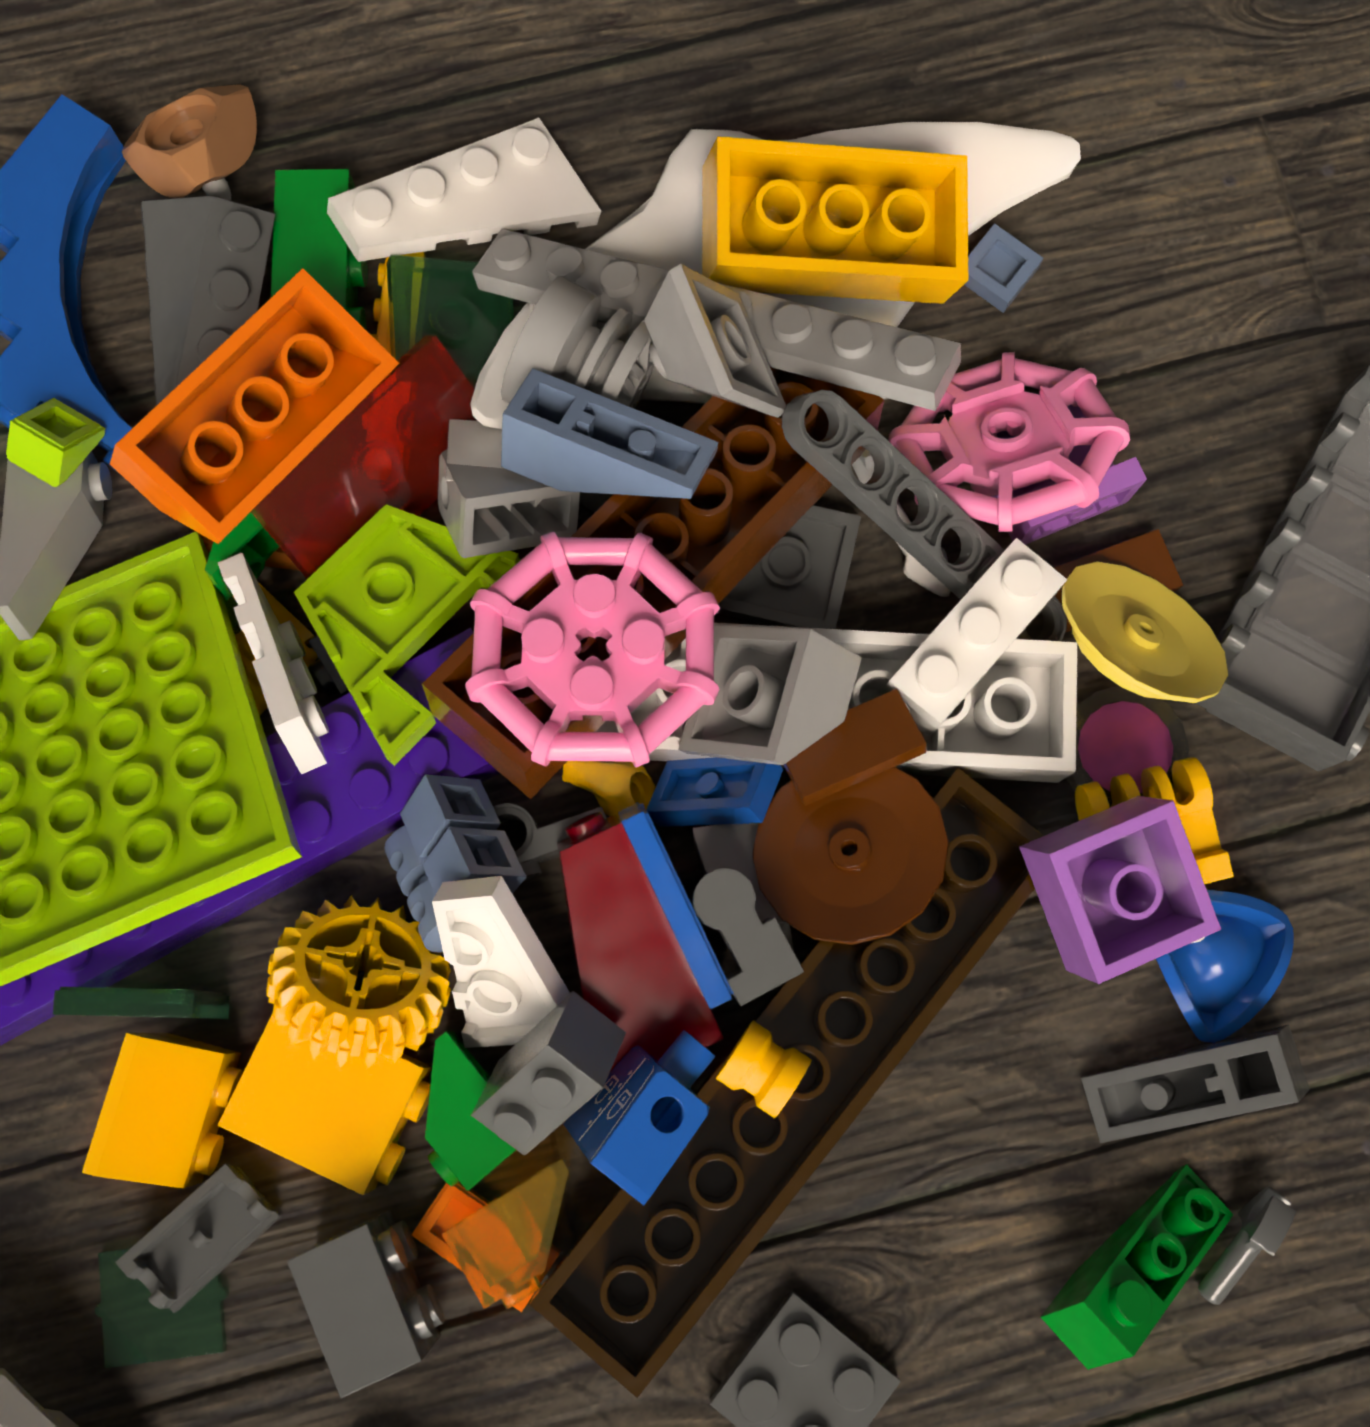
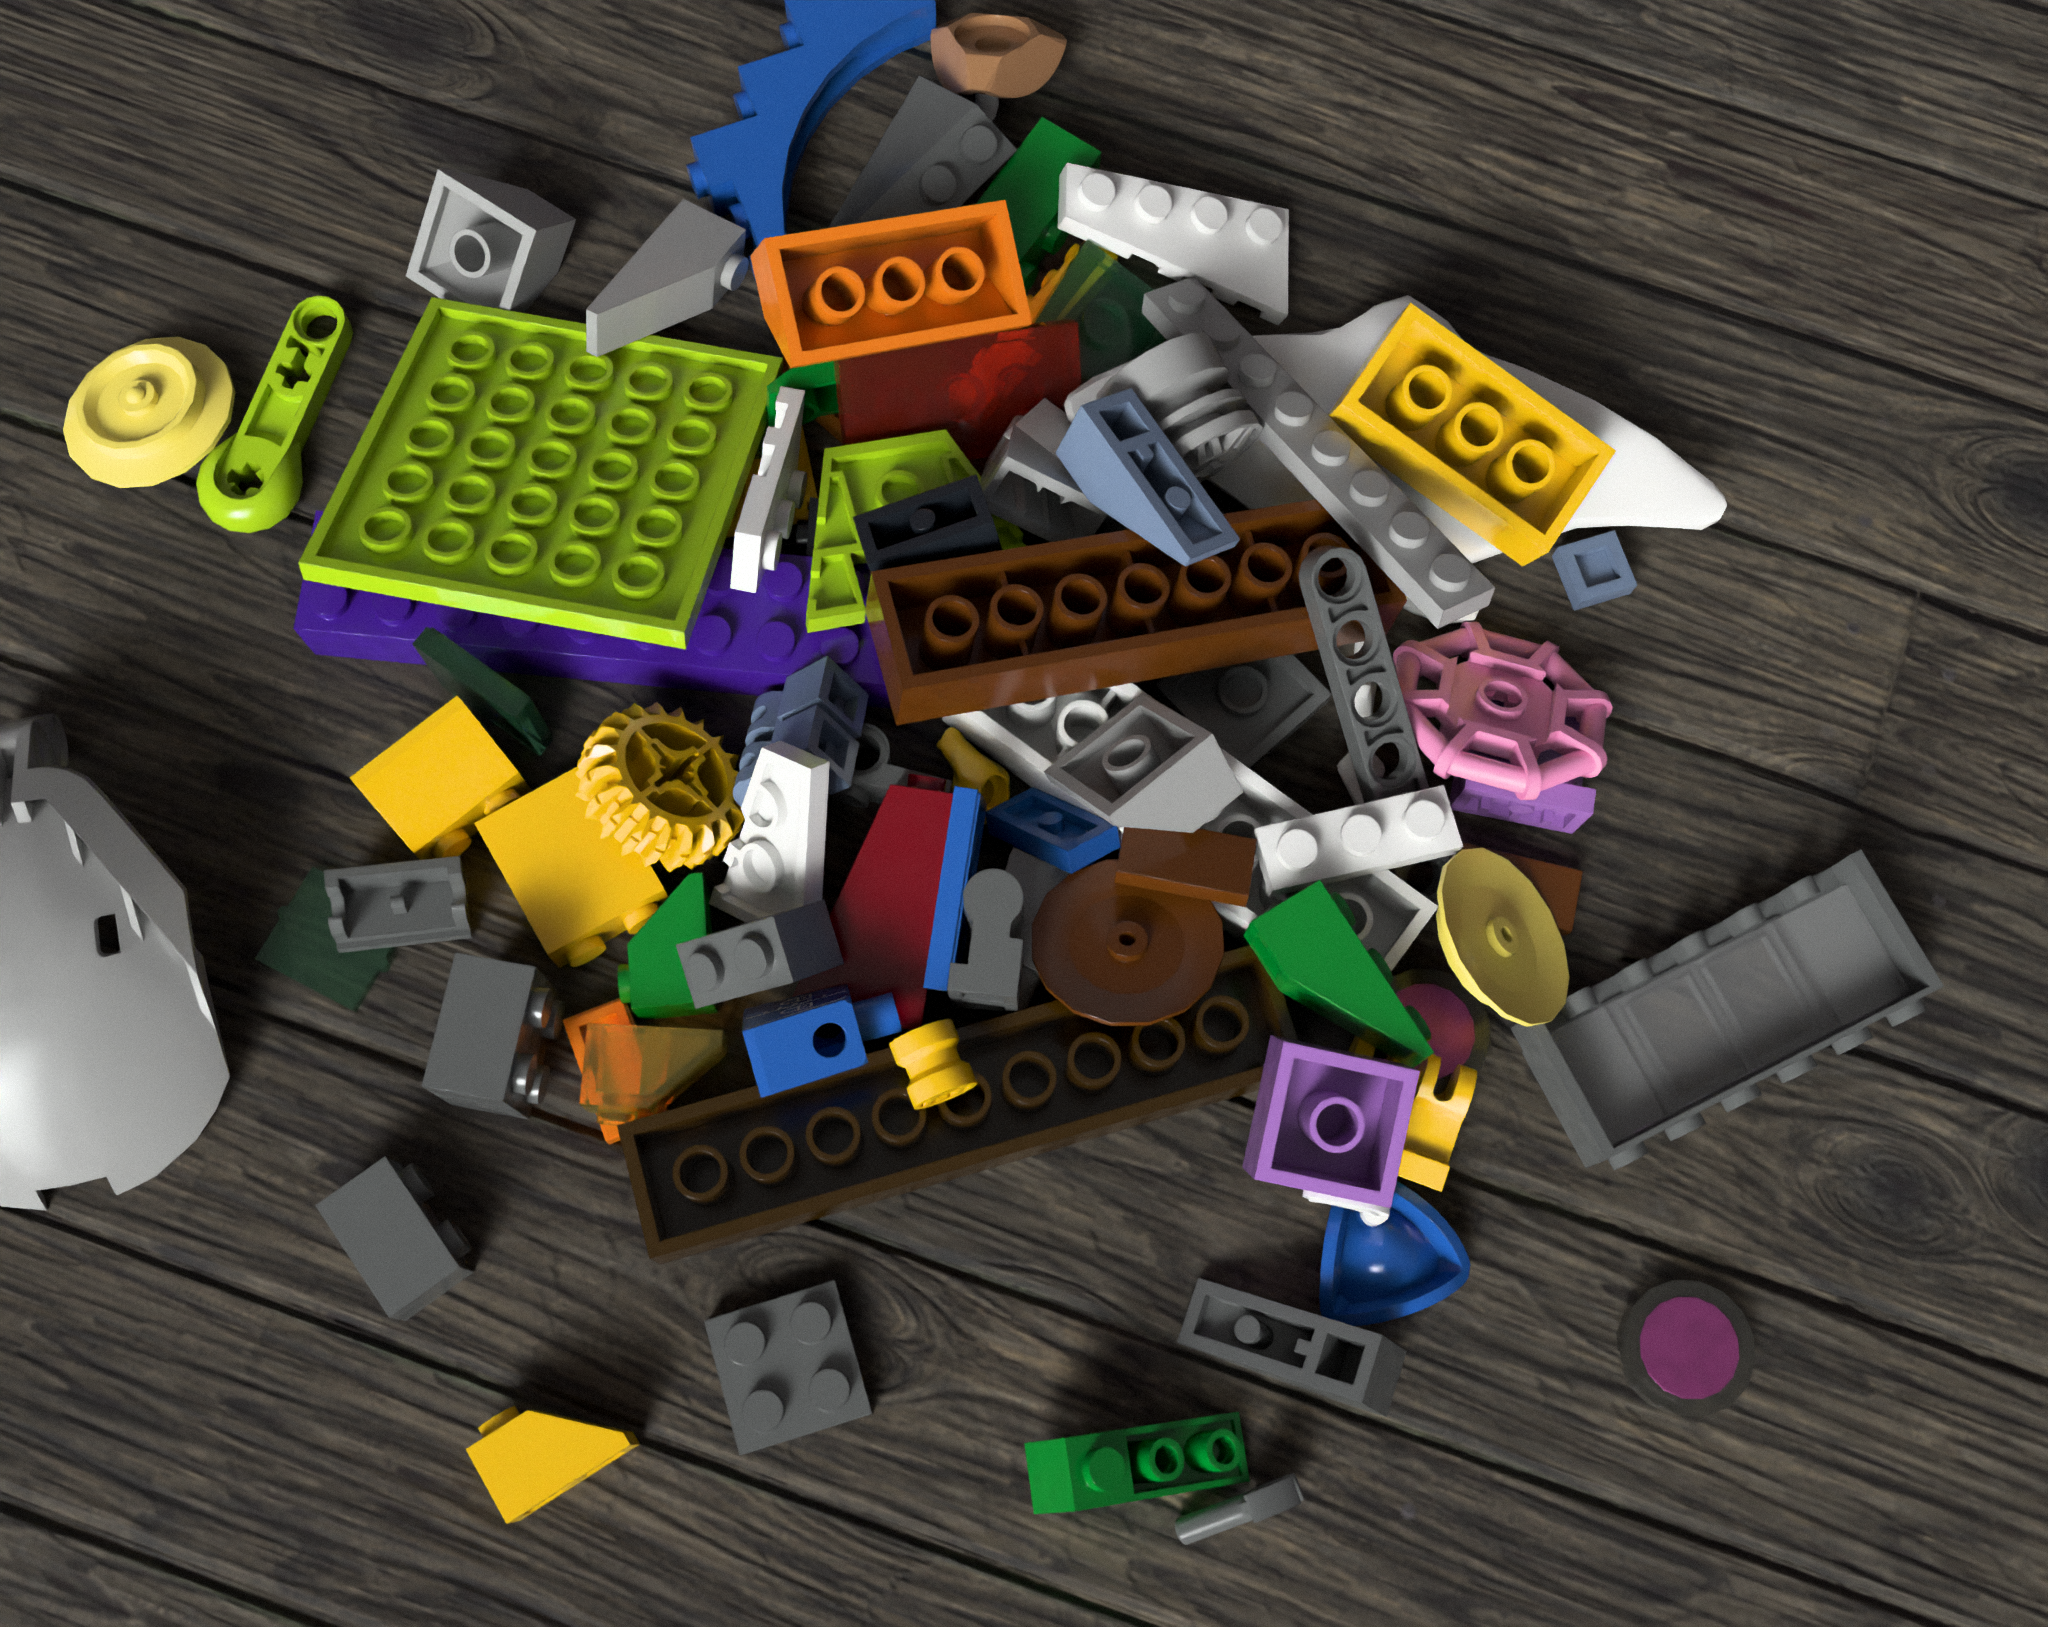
camera: 30 degrees right, 5 degrees down
(52, 441) = (719, 214): lime slope -> none
(435, 610) = (929, 527): none -> black brick
(593, 687) = (1032, 596): bright pink plate -> none
(709, 342) = (1290, 457): light grey slope -> none
(1024, 758) = (1324, 966): none -> green slope

